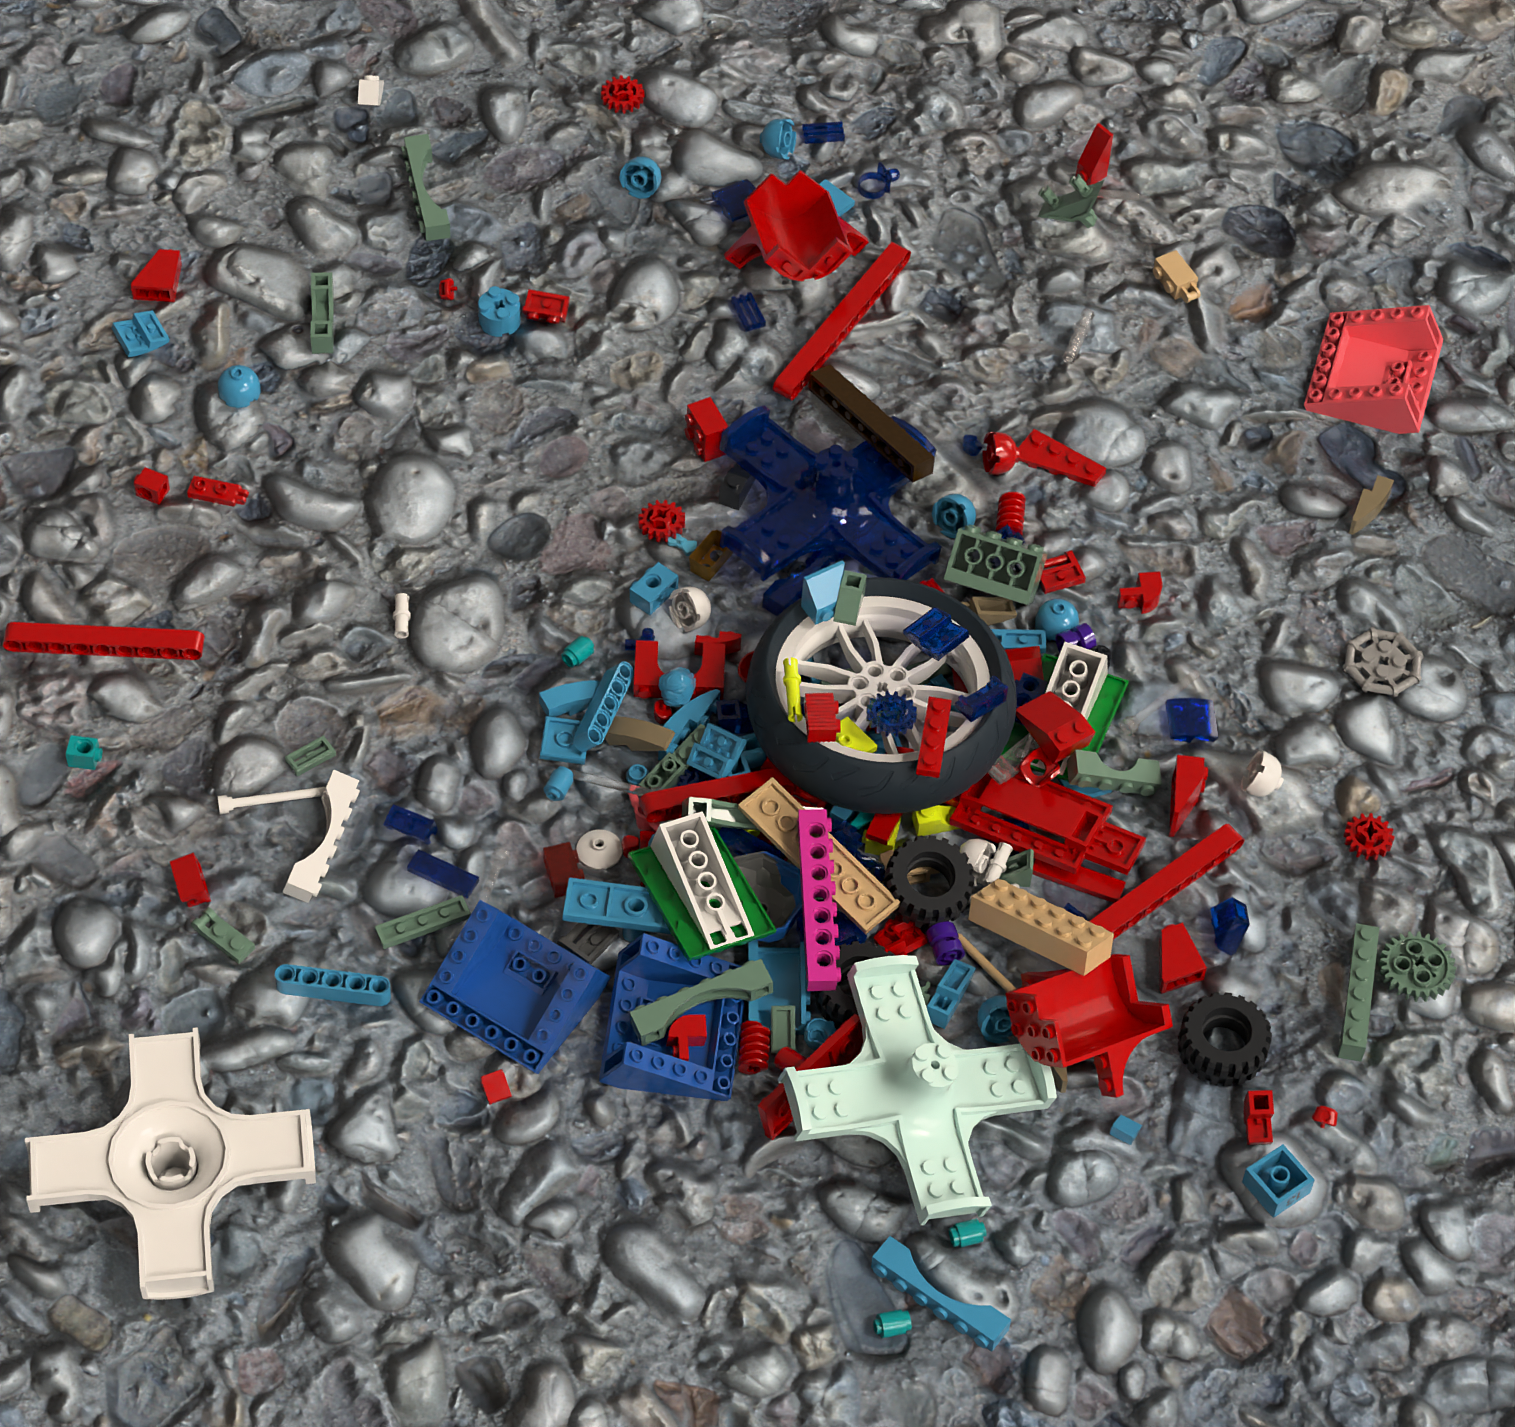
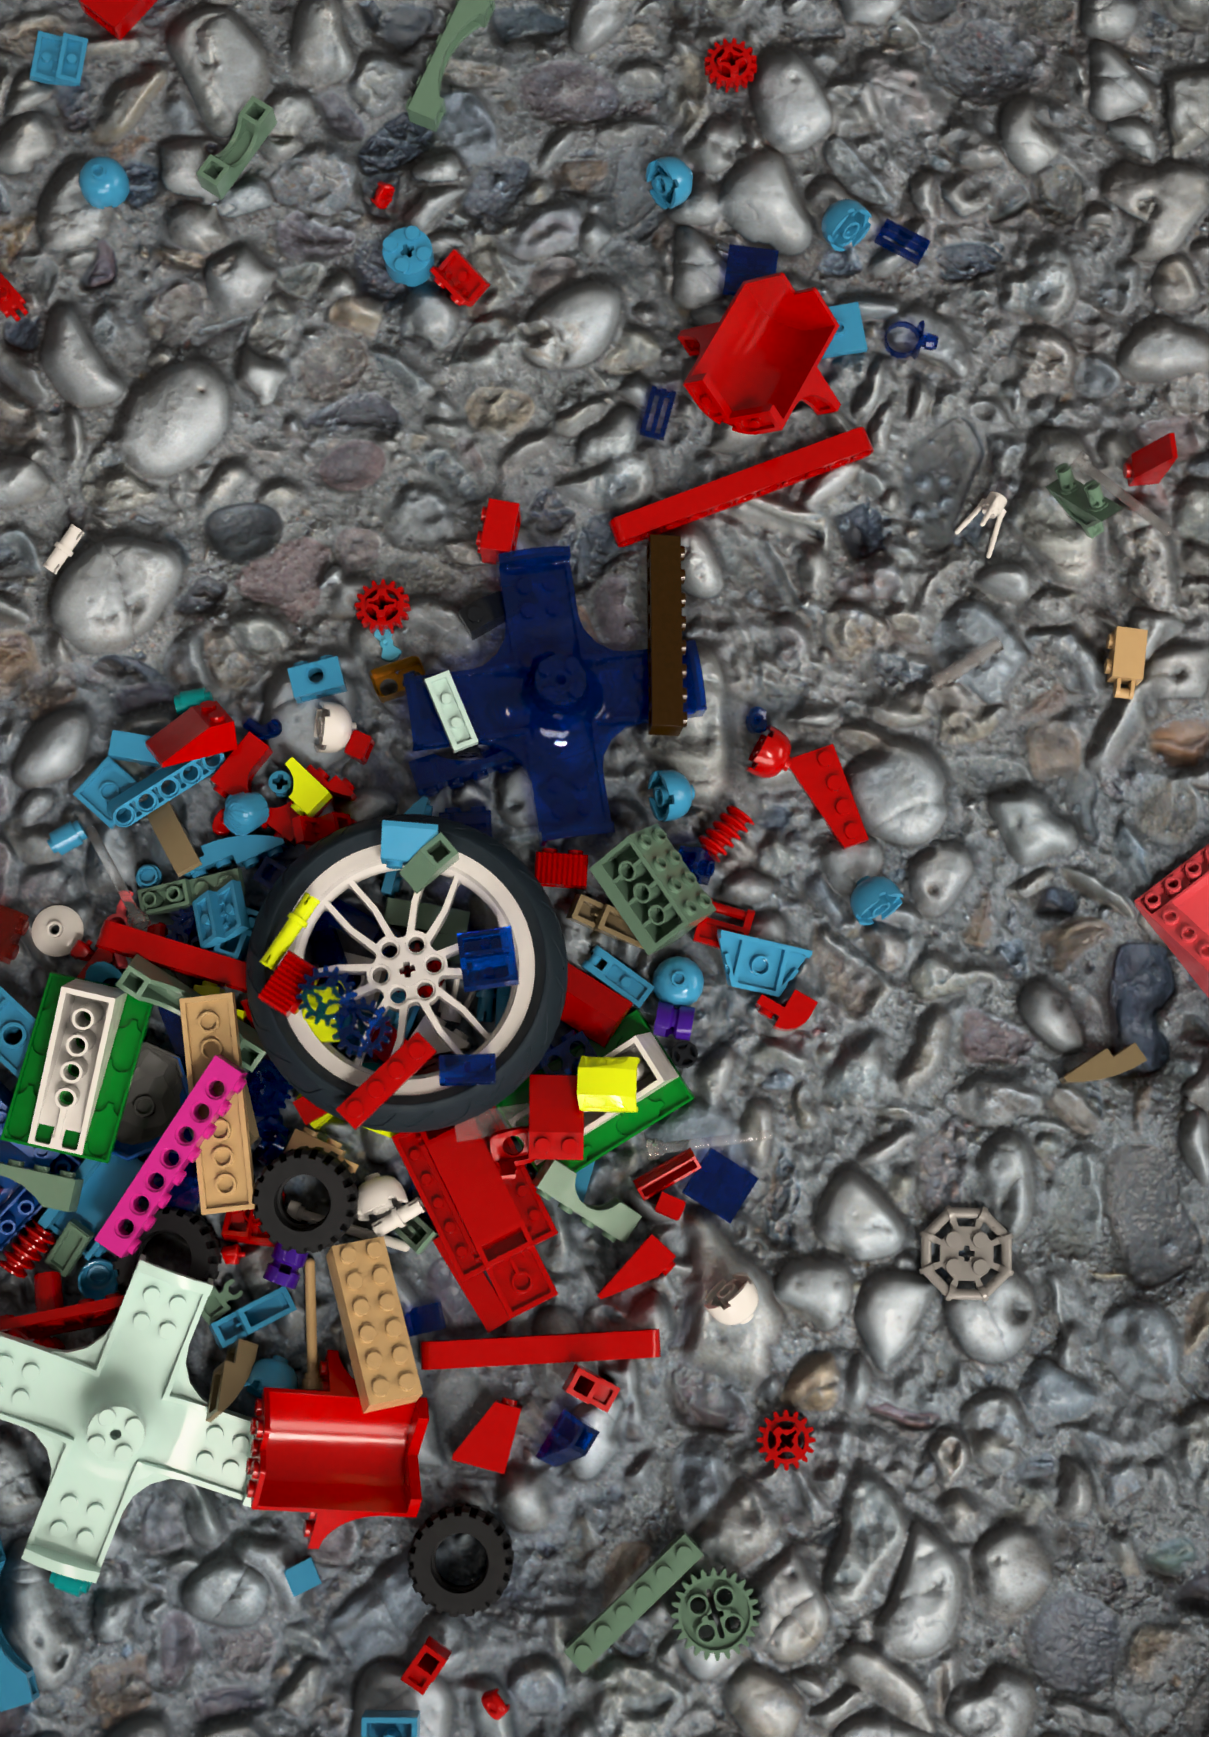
camera: 40 degrees right, 25 degrees up
(603, 657) = (194, 735): none -> red slope
(685, 659) = (276, 778): none -> dark azure bush
(710, 644) = (307, 793): none -> neon yellow arch
(720, 608) = (359, 747): none -> red slope
(738, 665) = (310, 830): none -> red brick
(773, 535) = (451, 711): none -> light aqua plate
(854, 701) = (309, 989): none -> gear
(970, 1023) = (230, 1377): none -> dark tan slope
(1016, 243) = (992, 507): none -> white plant
(1074, 678) = (607, 1084): none -> neon yellow slope
(1099, 574) = (759, 963): none -> dark azure wing
(1142, 495) = (873, 898): none -> dark azure cylinder
(1151, 732) = (667, 1174): none -> red piece
(1169, 748) = (670, 1206): none -> red slope
(1213, 884) = (590, 1388): none -> red brick

